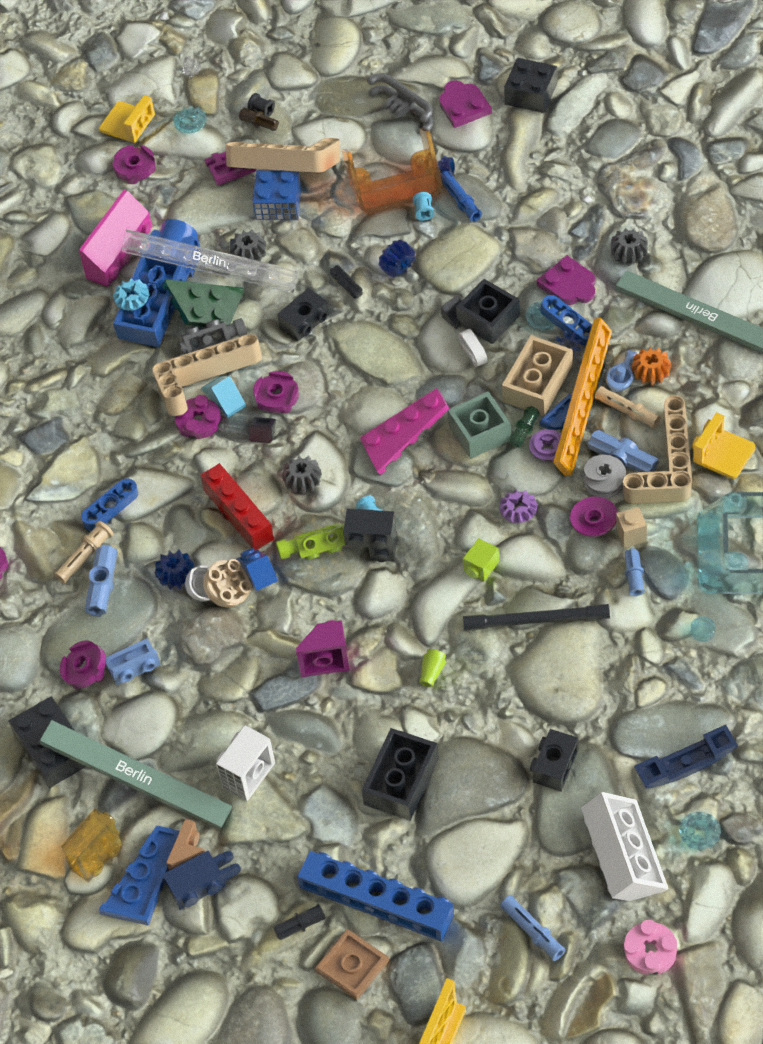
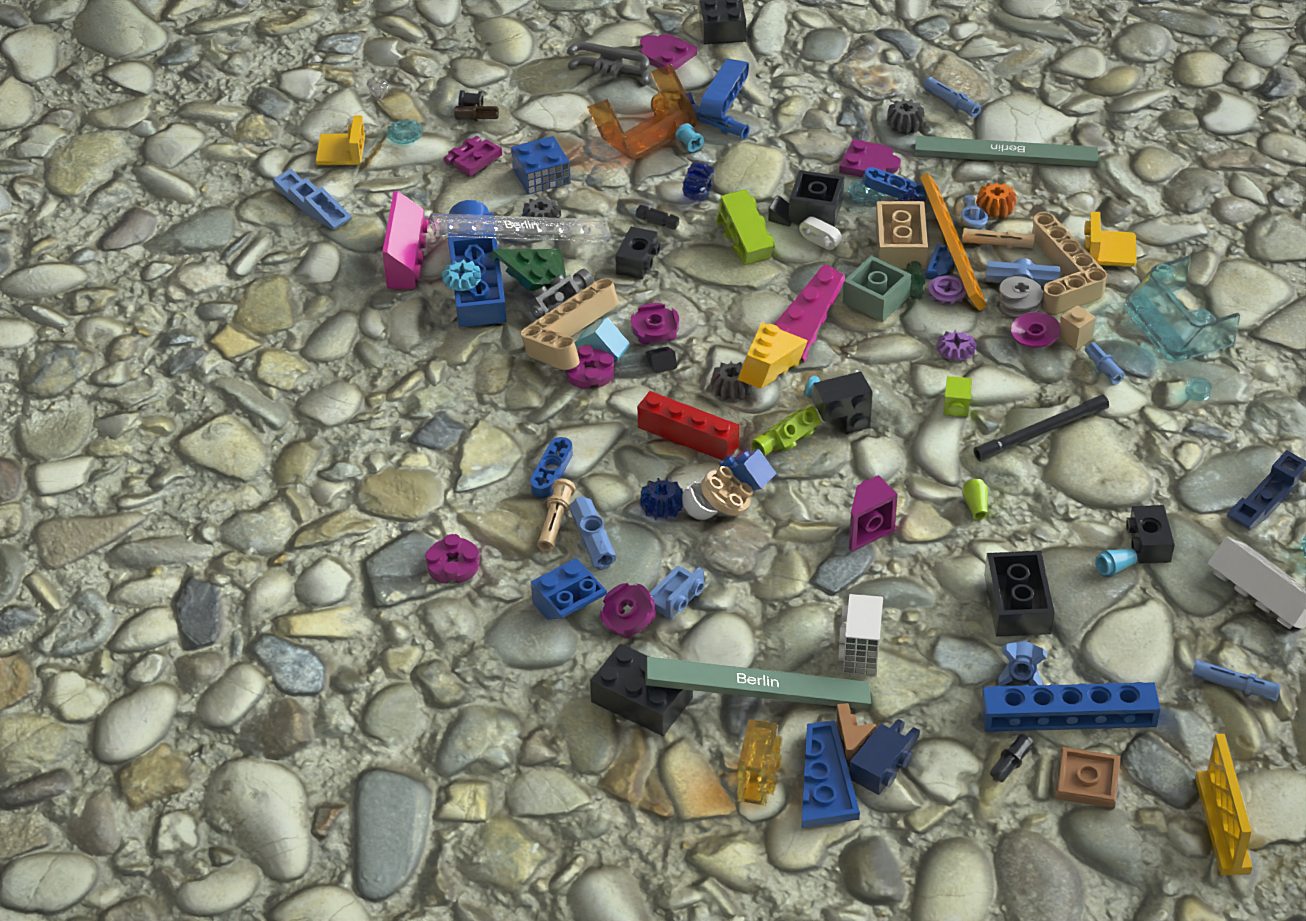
camera: 30 degrees left, 10 degrees down
(45, 628) = (565, 590): none -> blue slope
(73, 168) = (312, 201): none -> medium blue slope
(136, 172) = (373, 180): magenta plate -> none
(284, 157) = (525, 129): tan beam -> none
(337, 463) = (771, 354): none -> yellow wedge
(362, 839) = (1022, 663): none -> medium blue brick
(407, 321) = (745, 227): none -> lime wedge
(482, 163) = (724, 88): none -> blue beam
(507, 773) = (1114, 561): none -> medium azure cone
(690, 242) = (958, 100): none -> medium blue pin

